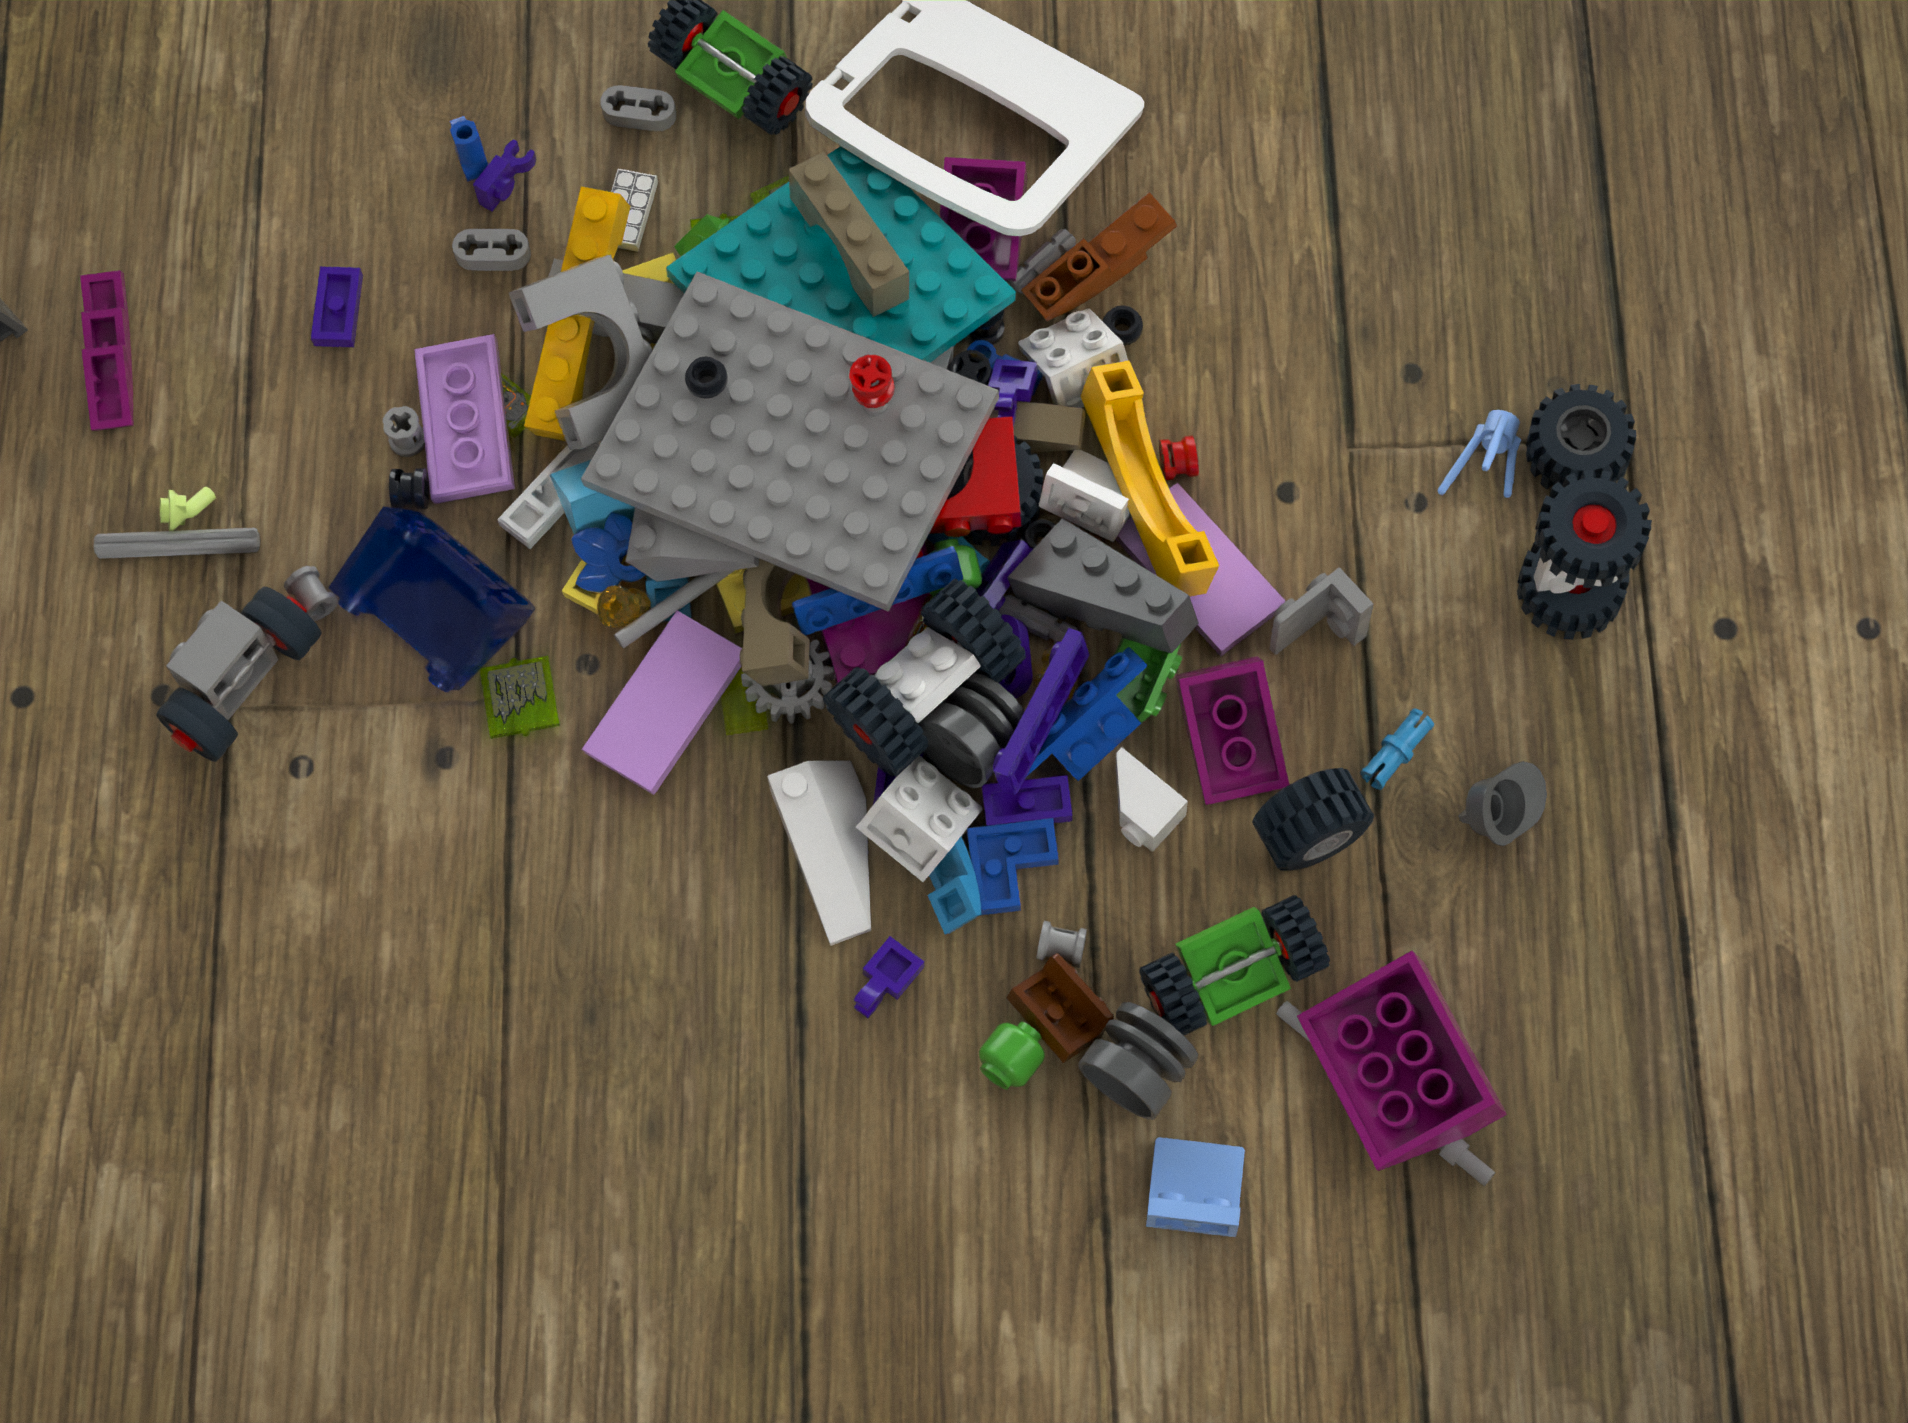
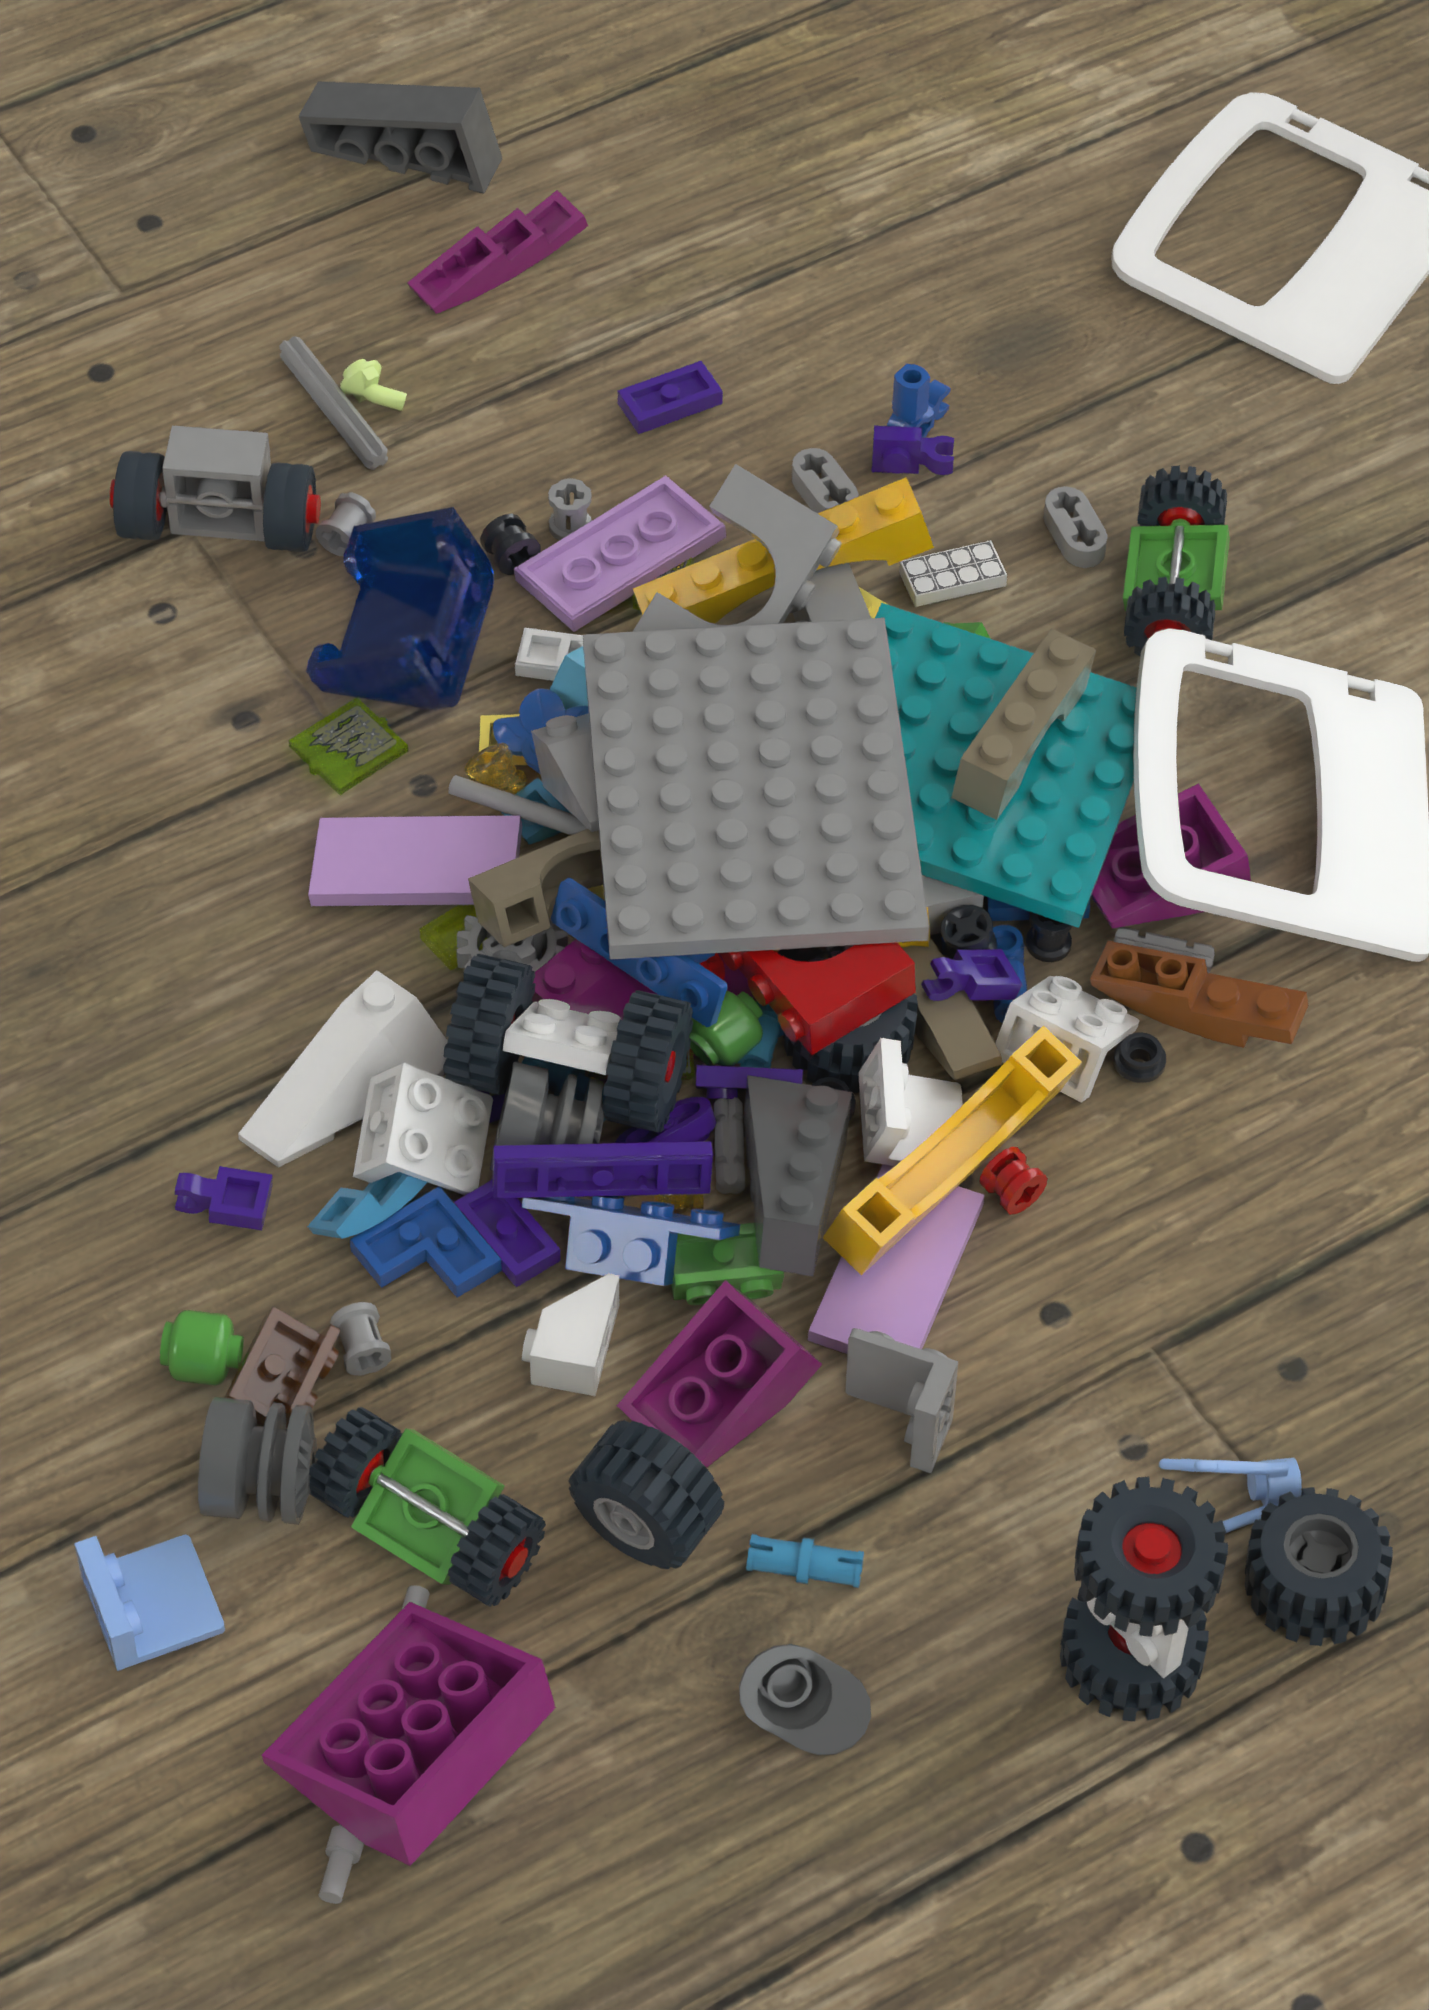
camera: 55 degrees right, 15 degrees down
(704, 367) = (758, 669): black plate -> none
(867, 371) = (850, 803): red wheel -> none

